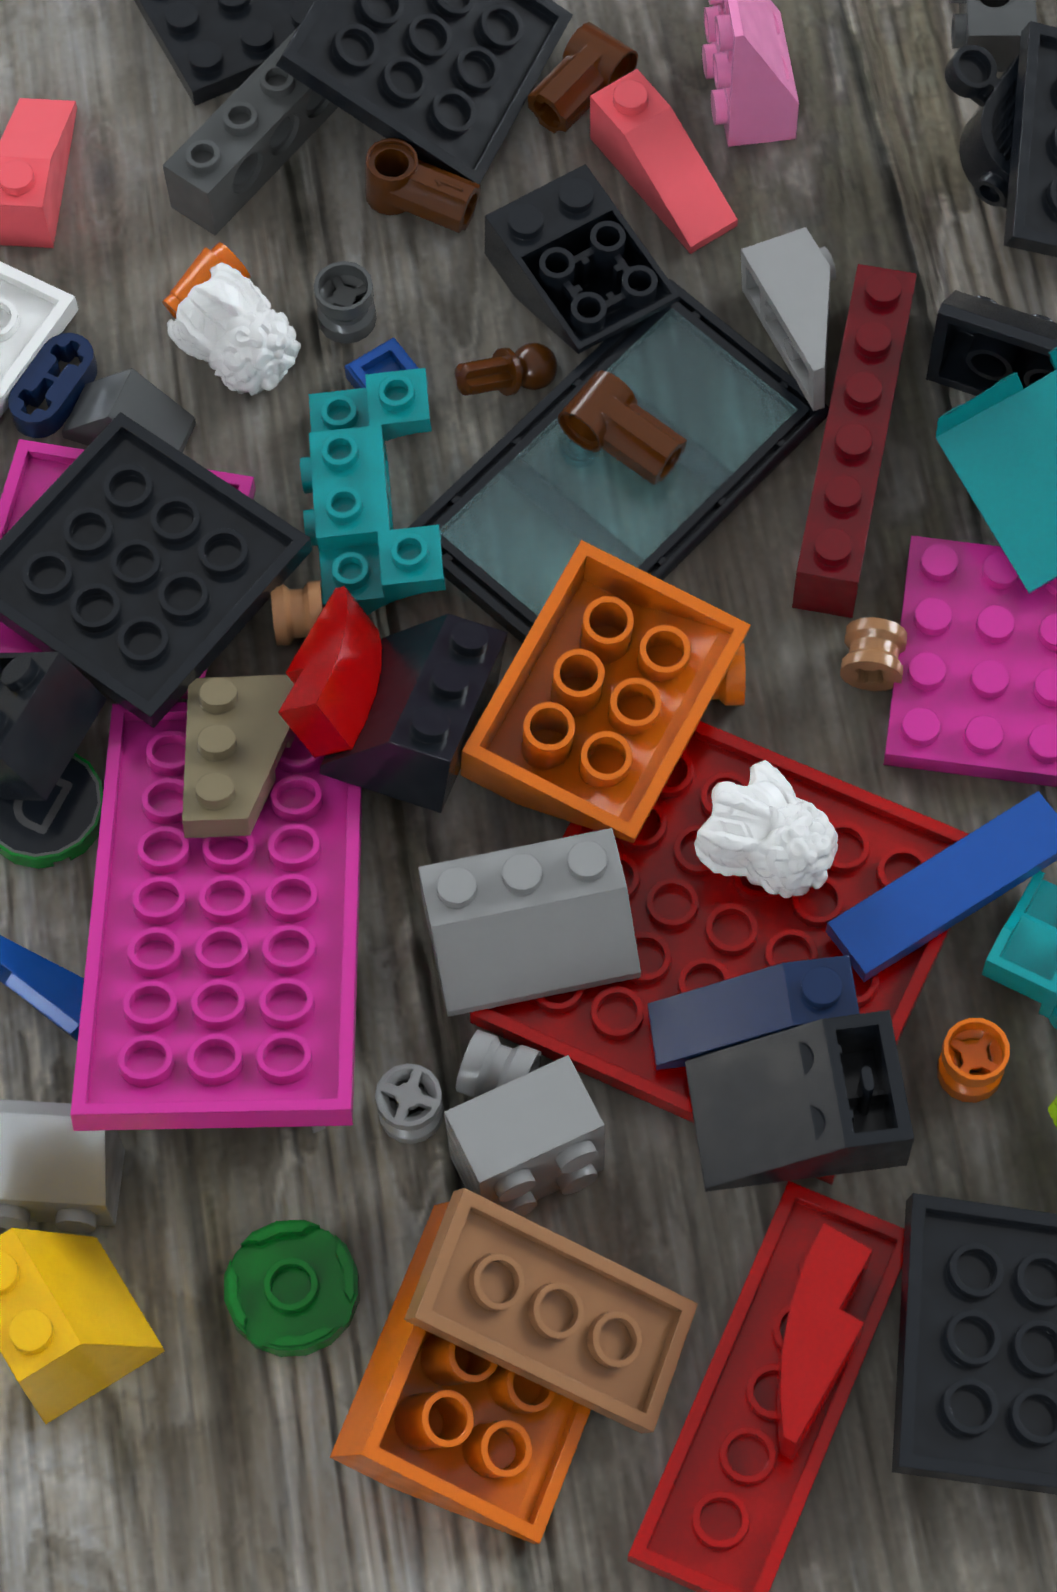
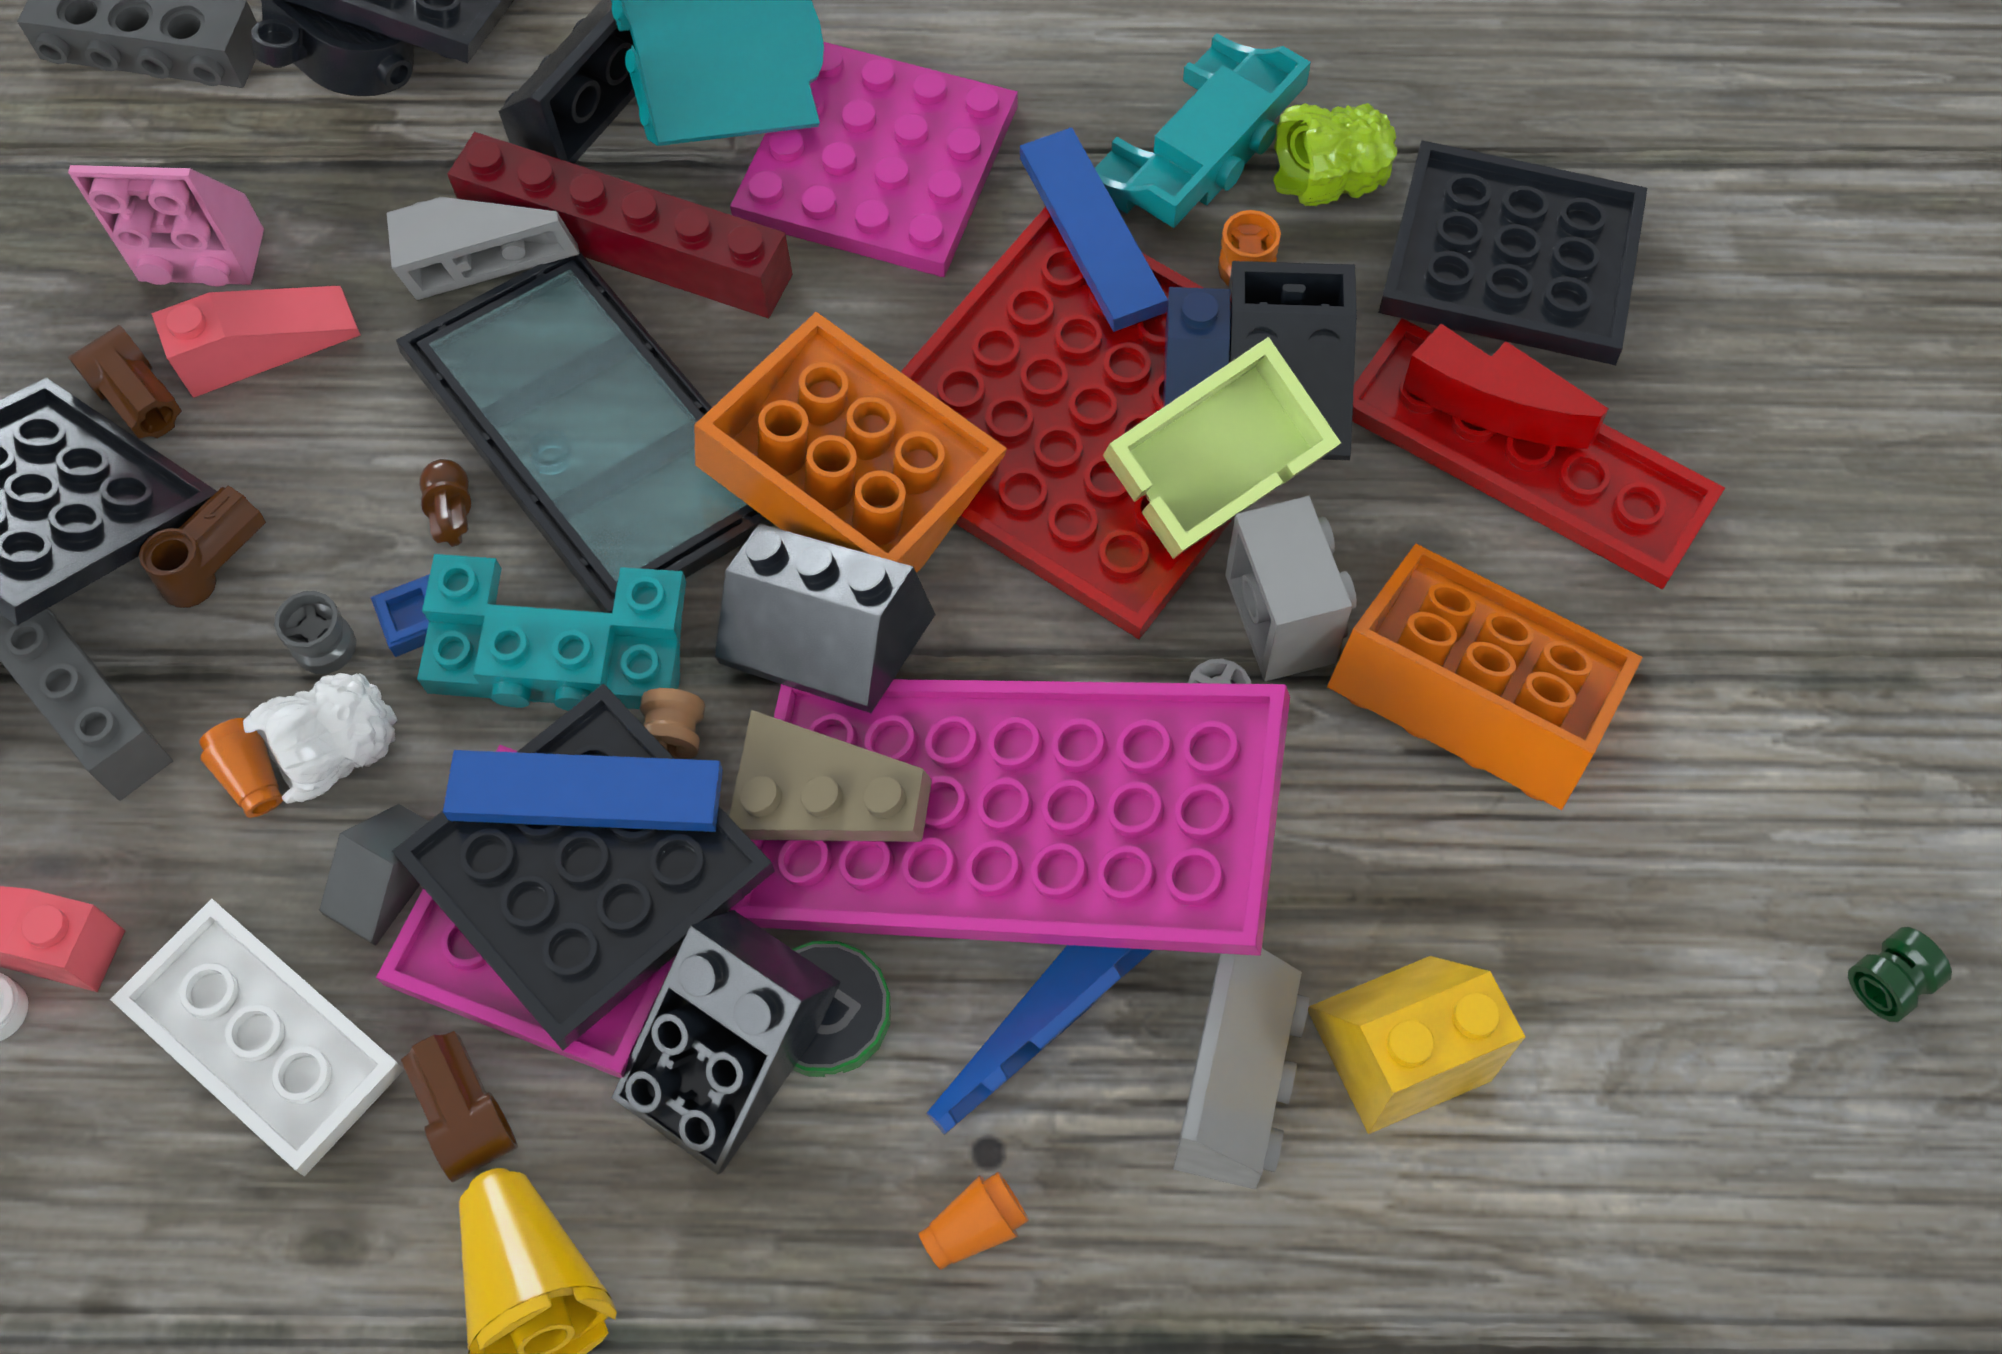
camera: 80 degrees left, 0 degrees up
(45, 381) = (320, 932): dark blue beam -> none
(192, 546) = (583, 790): none -> blue tile
(291, 1288) = (1382, 832): green tile -> none
(334, 677) = (772, 681): red slope -> none
(491, 1064) = (1199, 616): light grey wheel -> none
(530, 922) = (1070, 553): light grey slope -> none
(551, 1311) = (1456, 591): medium nougat plate -> none
(576, 261) = (352, 412): black slope -> none
(609, 418) = (545, 407): reddish brown piece -> none
(652, 1035) = (1221, 447): none -> yellowish green piece
(767, 835) = (1025, 339): white hair -> none
(873, 654) = (844, 252): medium nougat wheel -> none

